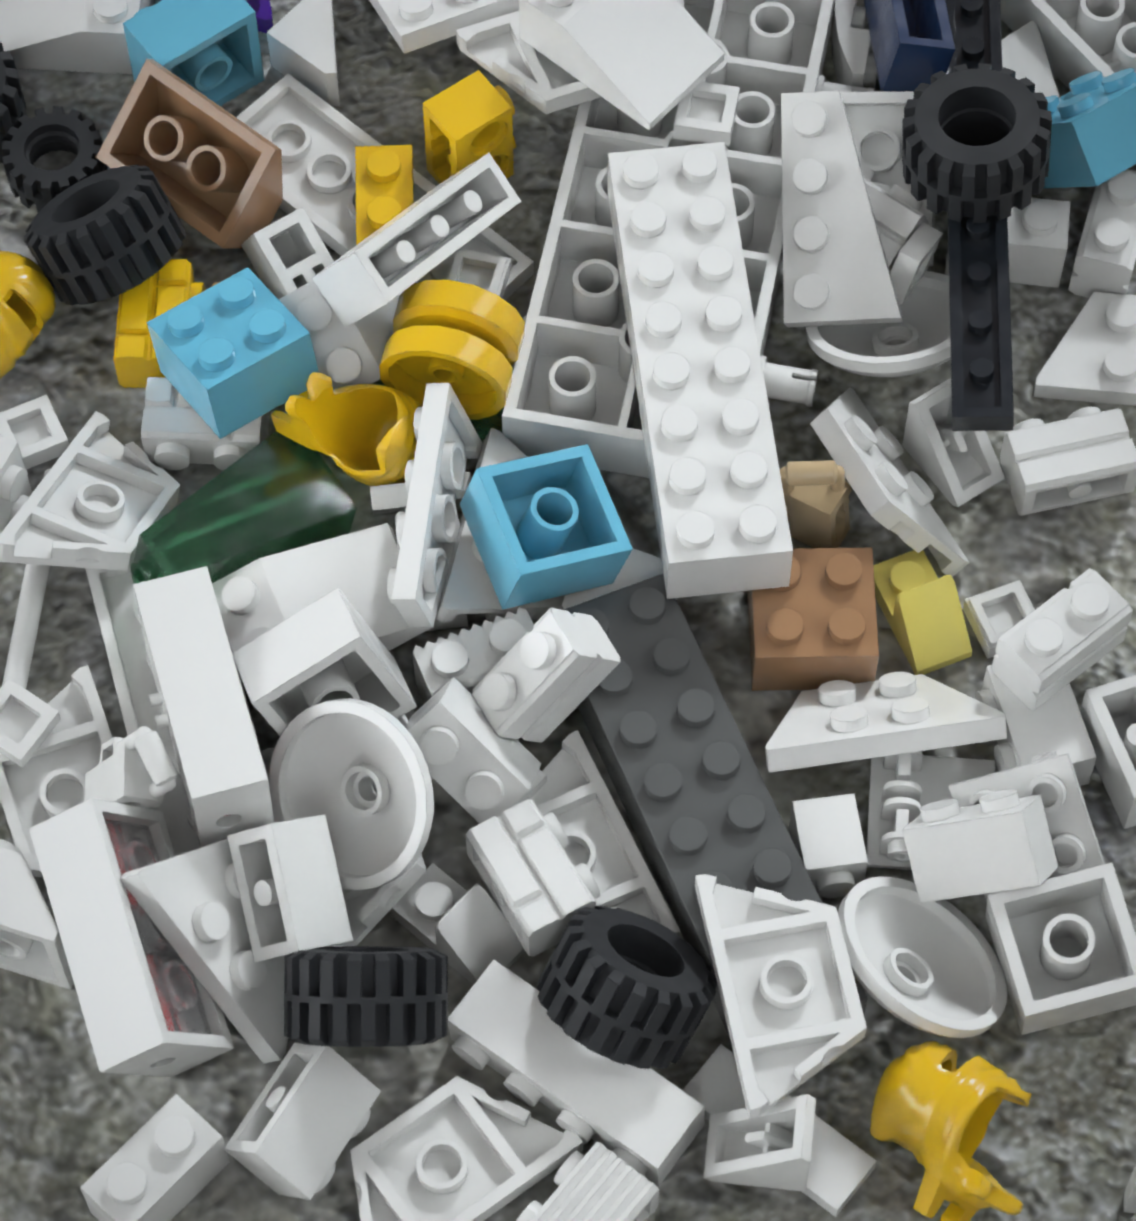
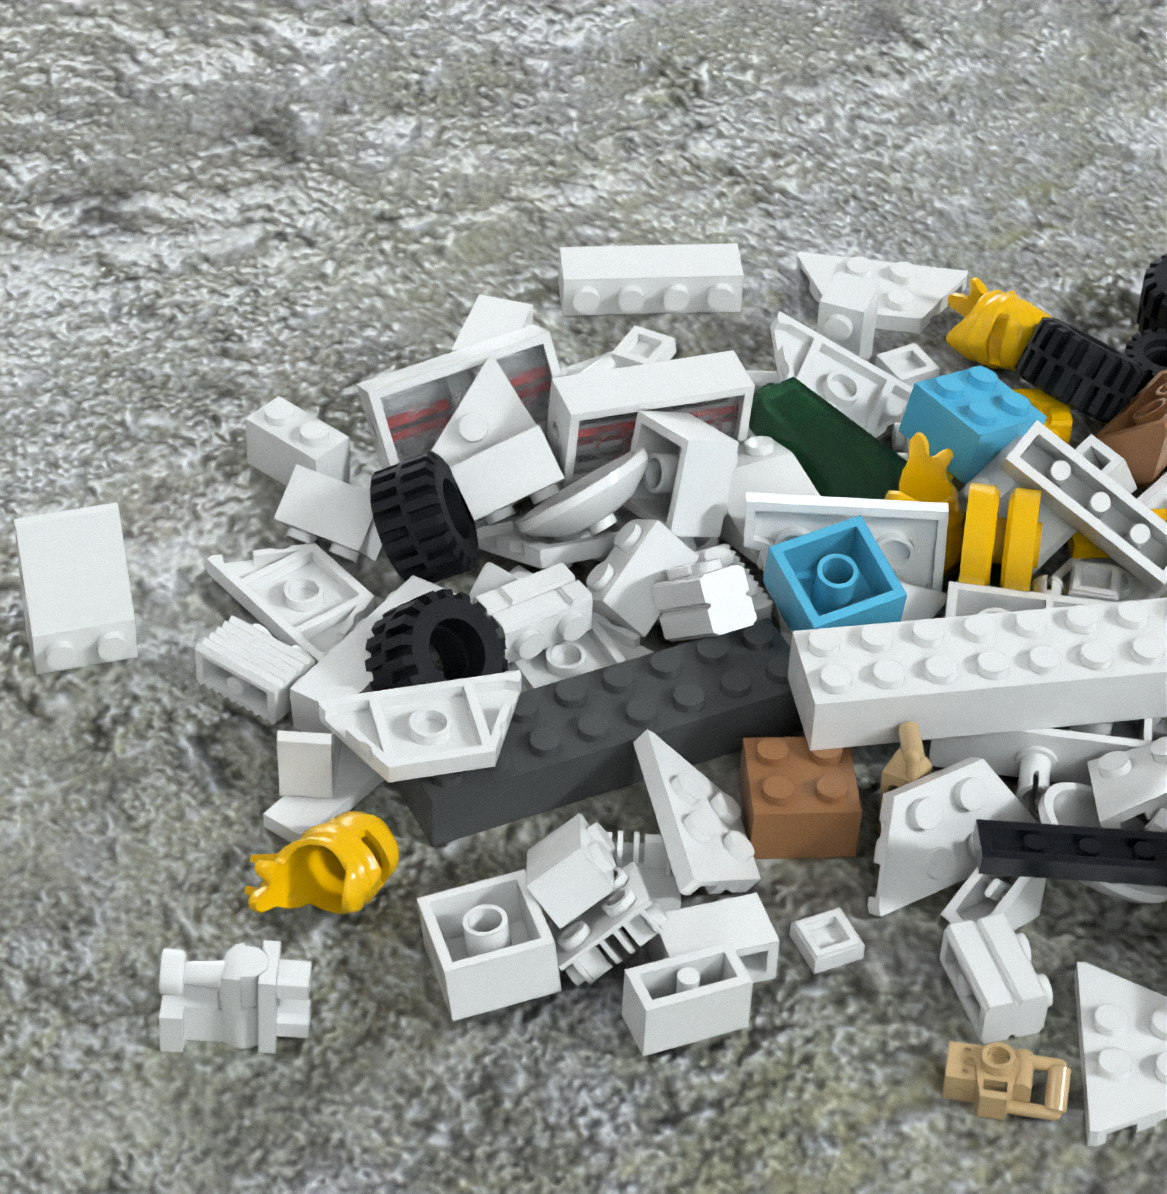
camera: 85 degrees right, 20 degrees down
(830, 842) = (587, 792): white brick -> none
(922, 612) = (822, 878): light yellow slope -> none
(922, 959) = (470, 806): white dish -> none
(1061, 639) = (774, 917): white brick -> none

